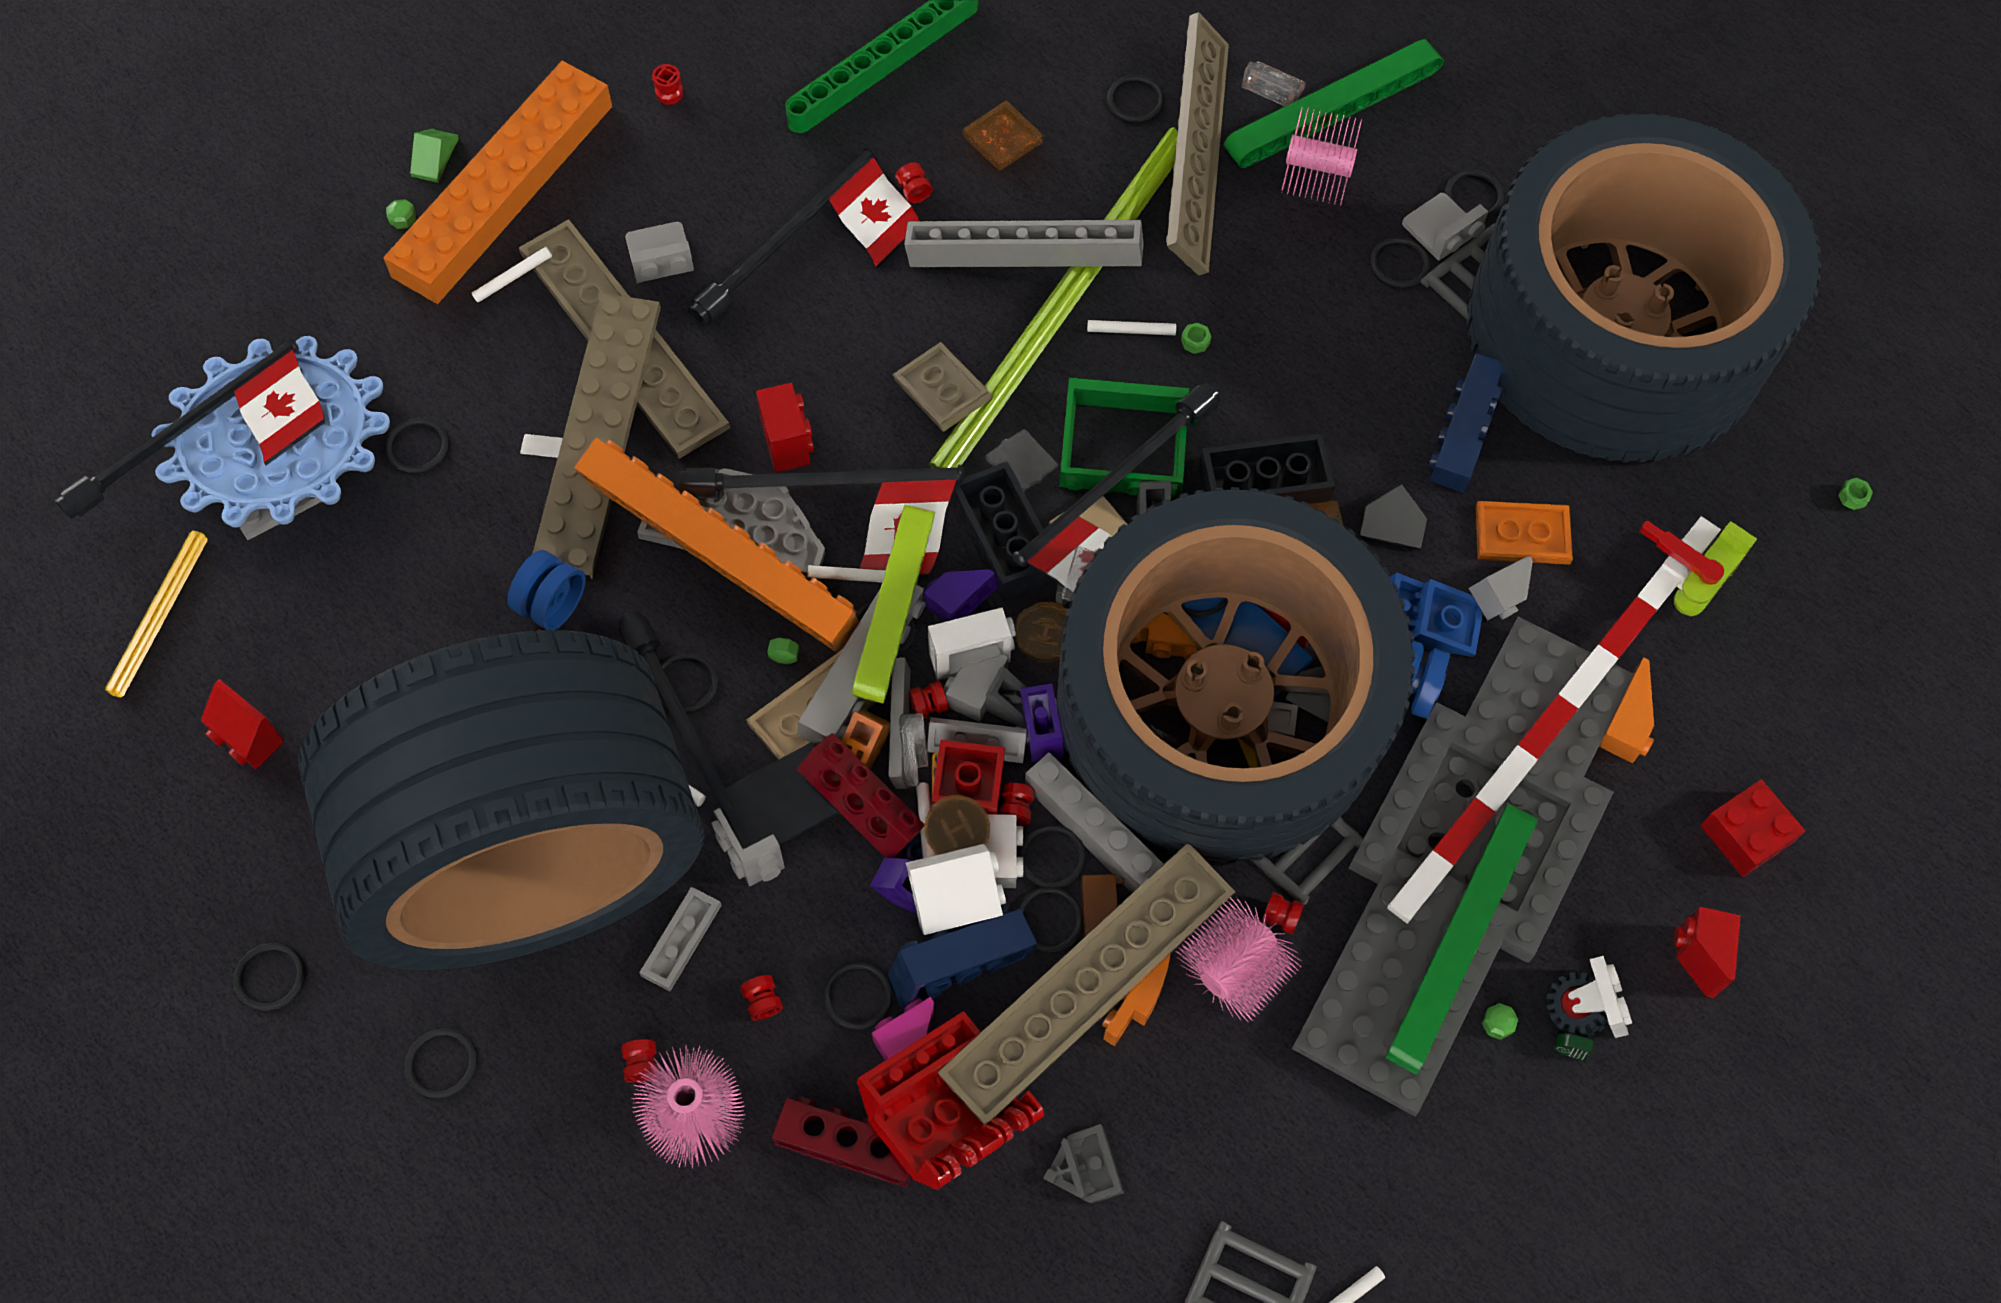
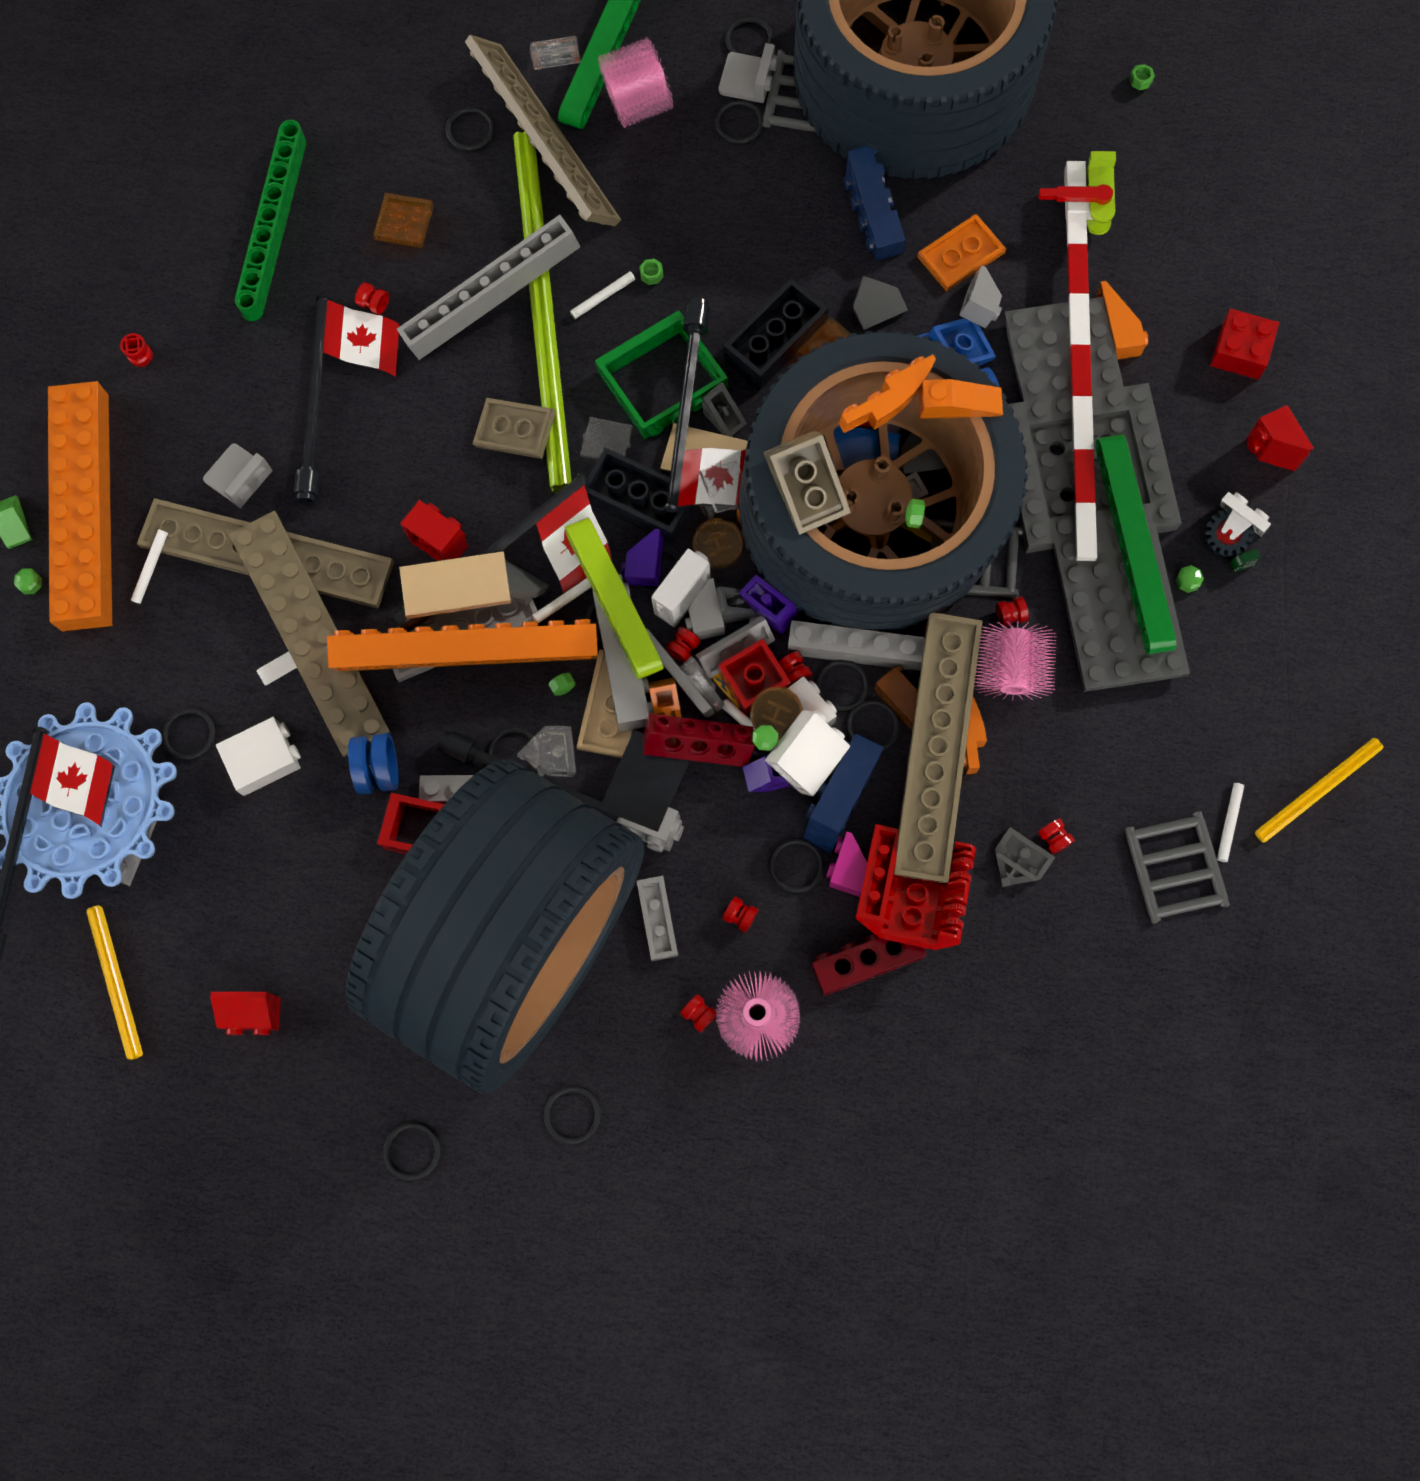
camera: 30 degrees left, 10 degrees up
(456, 509) = (259, 756): none -> white brick
(717, 704) = (551, 752): none -> clear slope
(757, 482) = (455, 585): none -> tan tile
(821, 527) = (523, 584): none -> dark grey slope
(923, 841) = (765, 737): none -> bright green tile
(1139, 607) = (807, 481): none -> dark tan slope
(1140, 1171) = (1060, 841): none -> red wheel
(1223, 714) = (915, 513): none -> bright green tile
(1304, 587) = (898, 392): none -> orange slope
(1359, 638) = (958, 399): none -> orange slope

